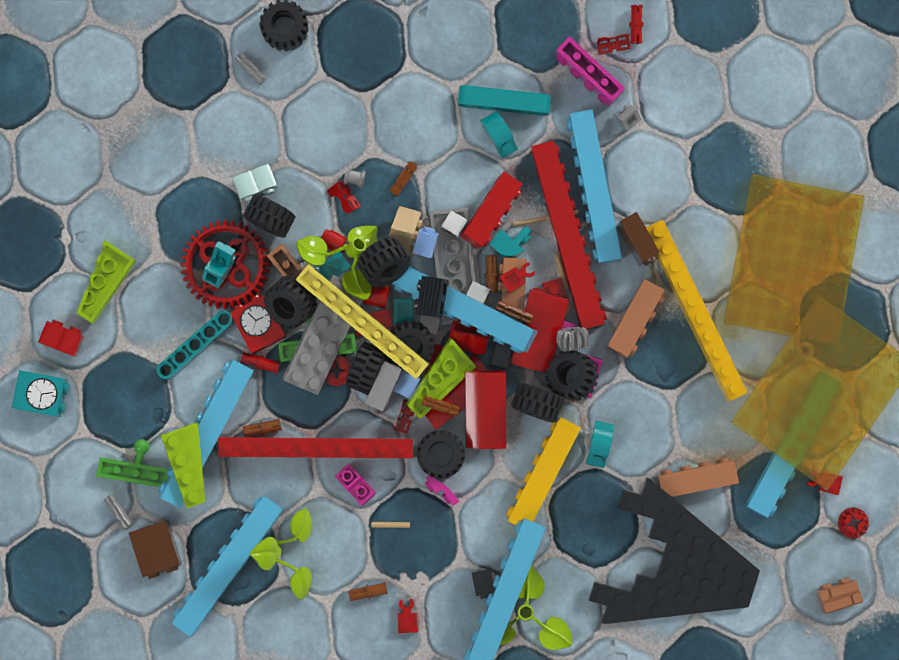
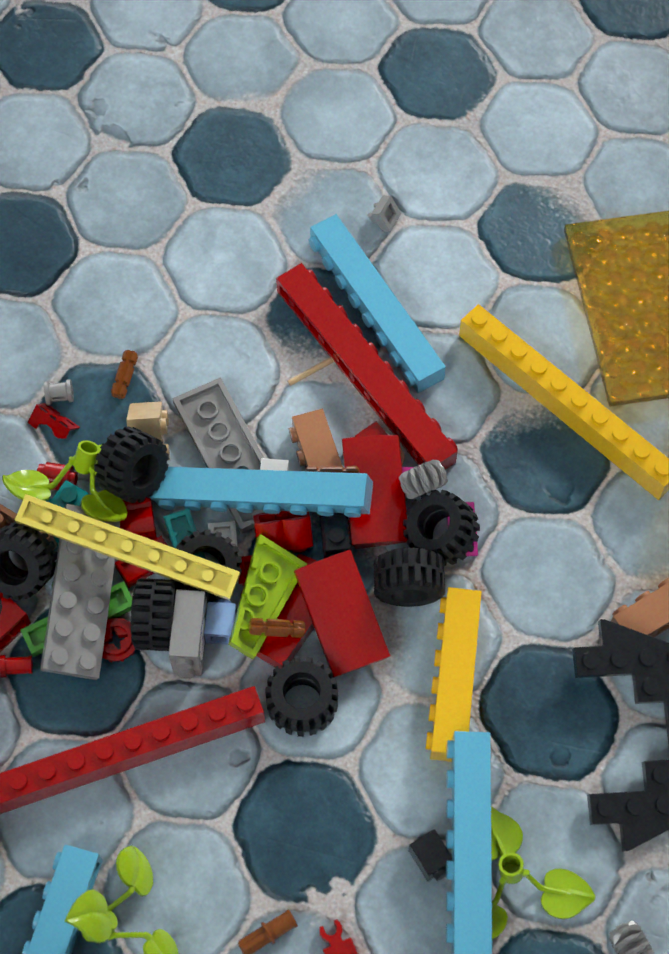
camera: 20 degrees left, 20 degrees down
(262, 428) = (34, 752): dark orange axle -> none
(355, 484) = (195, 786): dark pink slope -> none
(390, 524) = (258, 828): tan piece -> none
(406, 412) = (234, 670): red piece -> none
(426, 242) = (180, 429): light blue brick -> none
(431, 296) = (212, 486): black brick -> none
(435, 485) = (313, 743): dark pink slope -> none
(454, 223) = (210, 399): white tile -> none
(491, 210) = (253, 368): red brick -> none
(491, 273) = (282, 445): dark orange axle -> none
(499, 134) = (230, 277): teal brick -> none
(504, 100) = (221, 244): teal beam -> none
(509, 247) = (287, 403): teal brick -> none
(514, 279) = (317, 433): red plate -> none
(561, 271) = (372, 415): tan piece -> none
(589, 71) = (316, 177): dark pink brick -> none
(600, 444) = (517, 607): teal brick -> none
(610, 46) = (318, 142): red piece -> none
(635, 318) = (494, 437): nougat brick -> none
(636, 24) = (351, 115): red pin -> none
(638, 239) = (457, 338): reddish brown brick -> none

